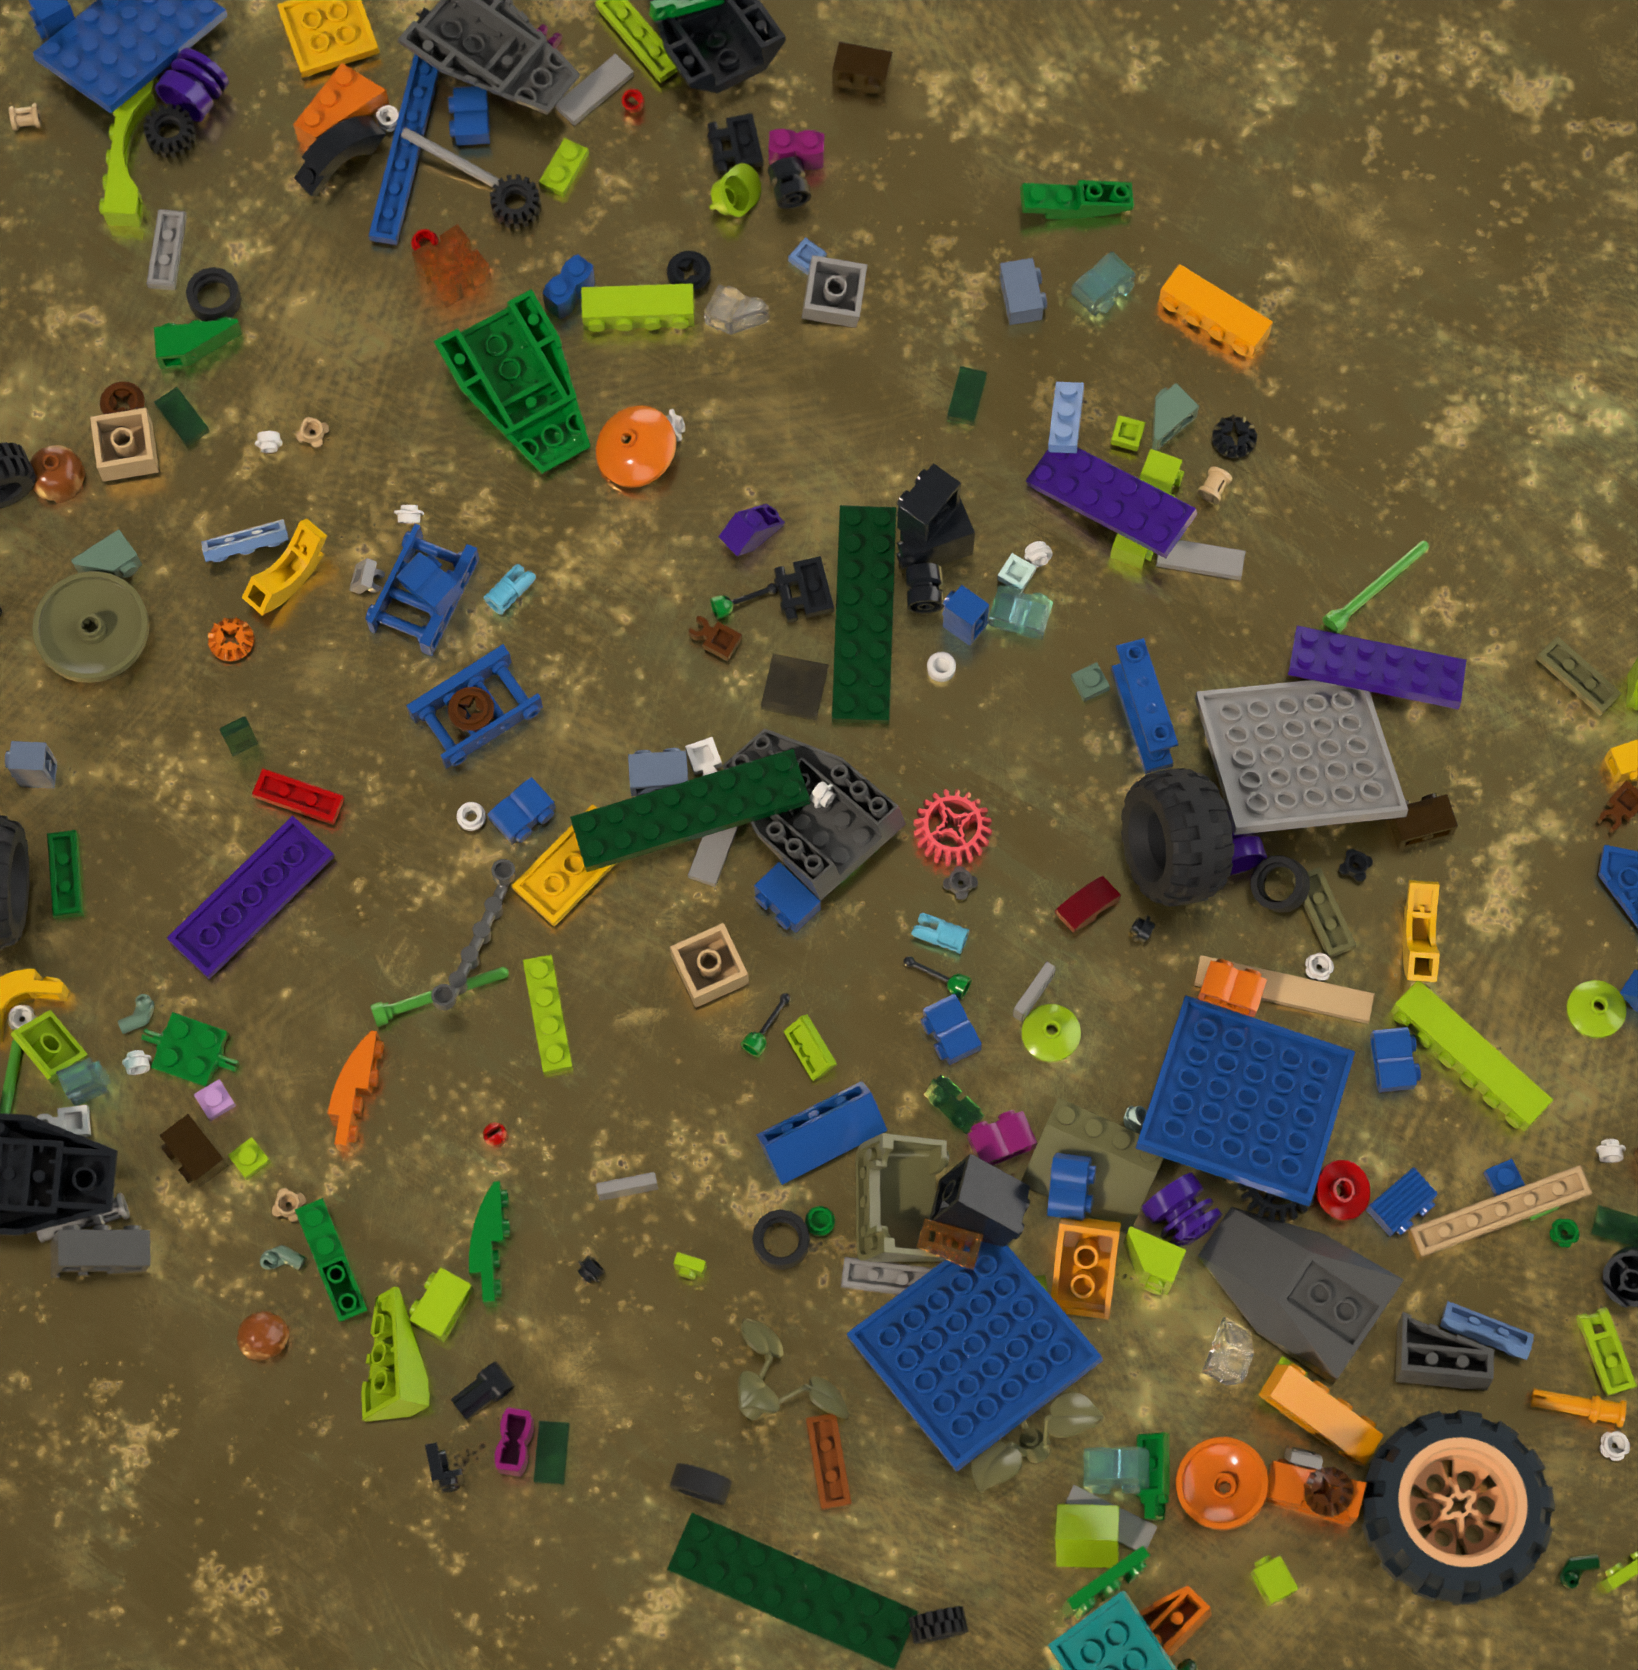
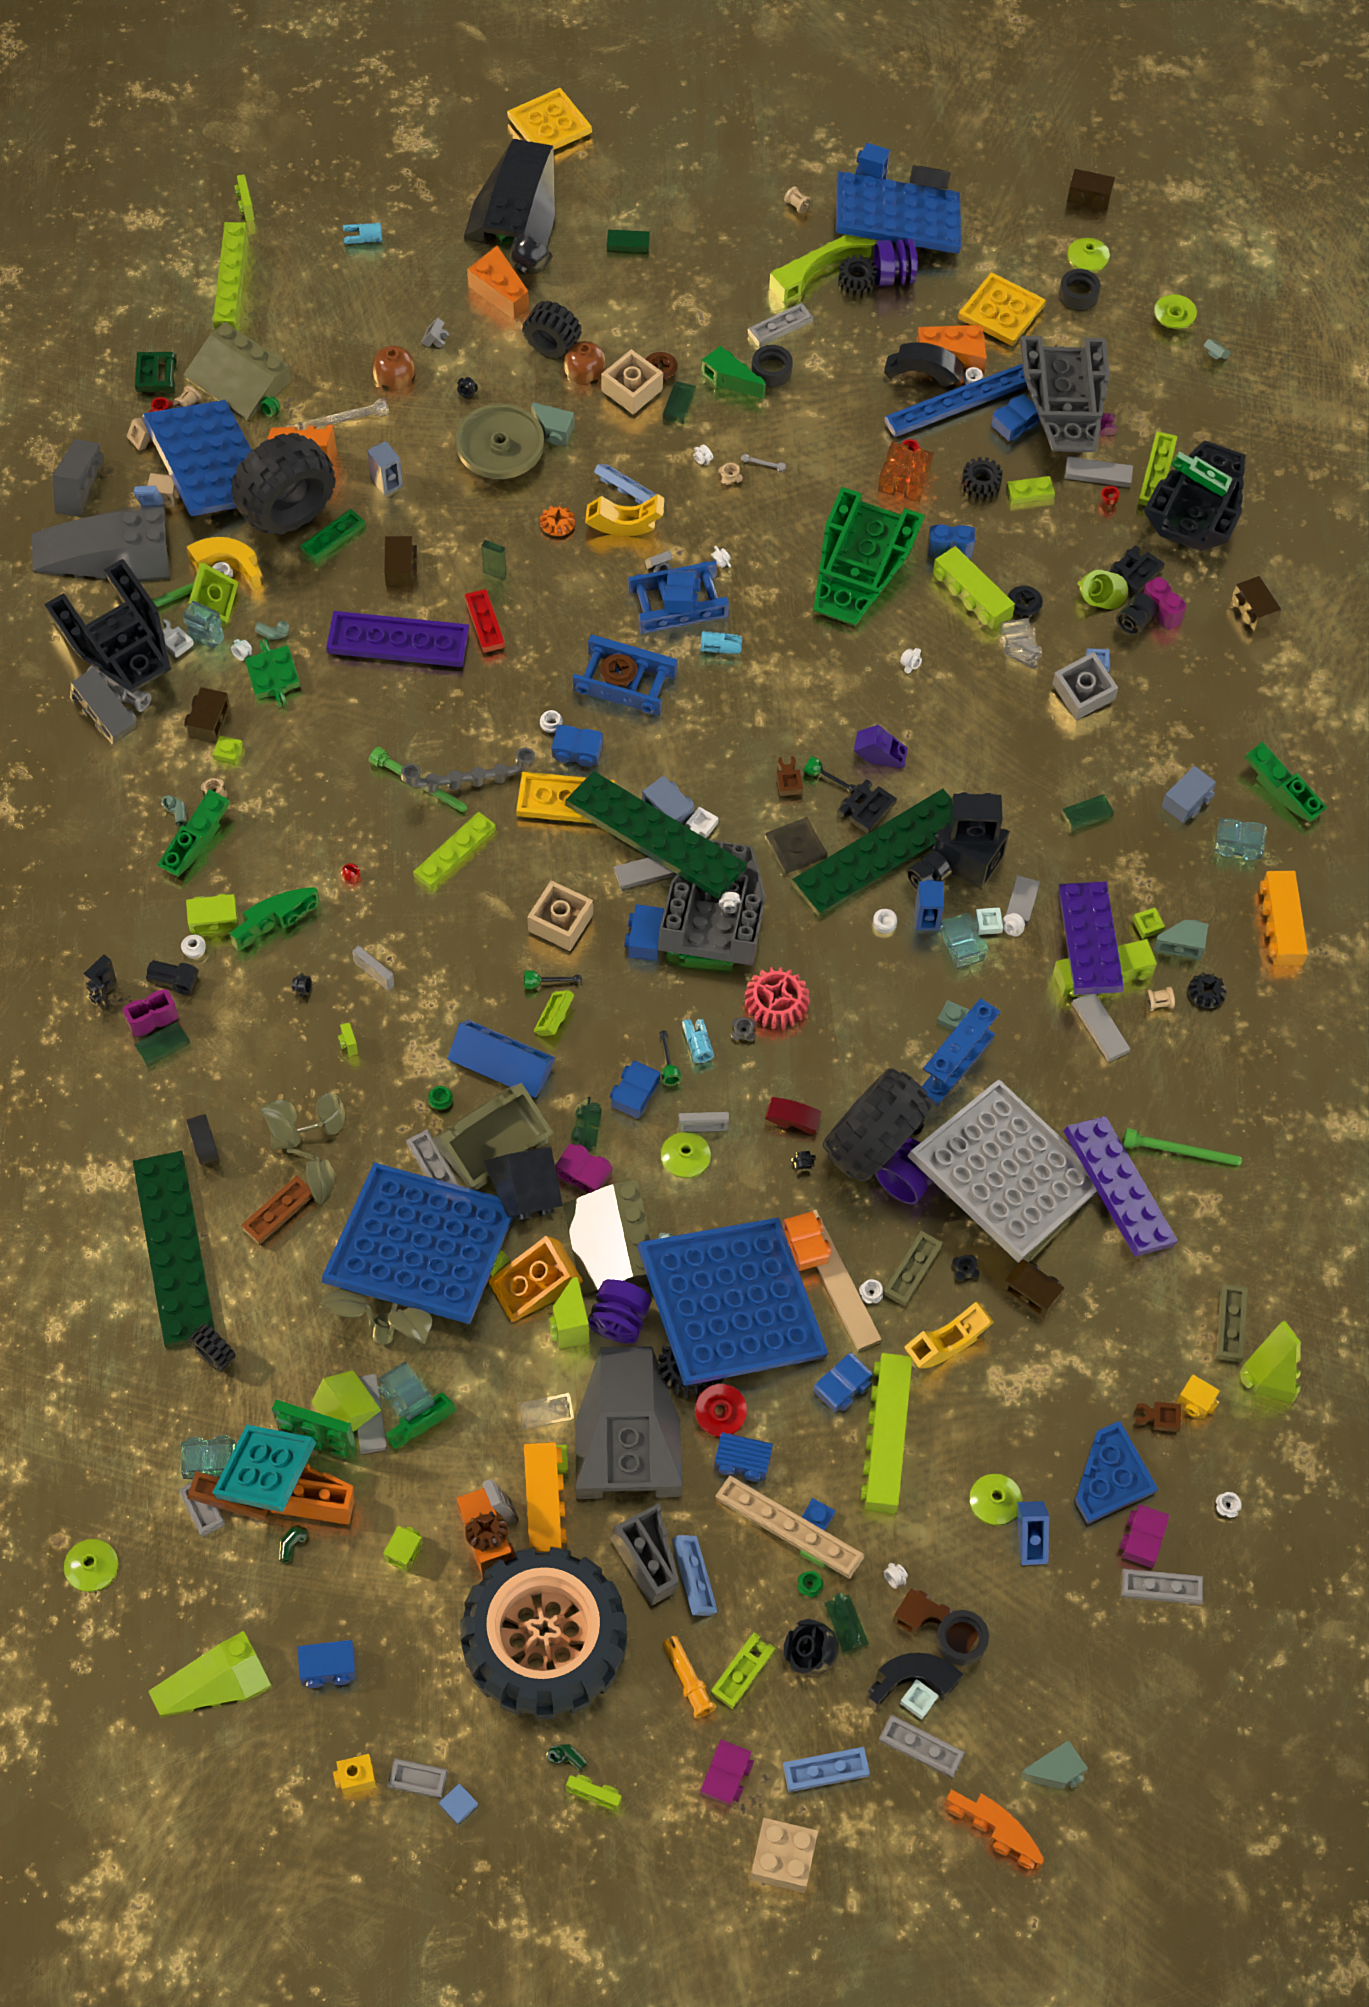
camera: 50 degrees right, 10 degrees down
(156, 829) = (399, 561): none -> dark brown brick
(214, 1100) = (251, 707): lavender plate -> none
(262, 1335) = (116, 830): dark orange hair -> none
(342, 378) = (780, 466): none -> light grey hinge
(356, 1078) = (325, 770): orange slope -> none
(397, 1374) = (143, 924): lime wedge -> none
(449, 157) = (976, 420): light grey bar -> none
(468, 1354) = (193, 952): none -> white plate
(645, 455) = (877, 647): orange dish -> none
(764, 1223) = (403, 1065): black tyre -> none
(957, 1256) = (485, 1195): clear orange slope -> none
(1014, 524) = (1023, 897): none -> light grey tile
(1066, 417) = (1124, 876): medium blue plate -> none
(1070, 1186) = (581, 1229): blue brick -> none
(1208, 1468) = (443, 1454): orange dish -> none
(1259, 877) = (911, 1237): black tyre -> none
(1622, 1442) = (681, 1715): white plate -> none

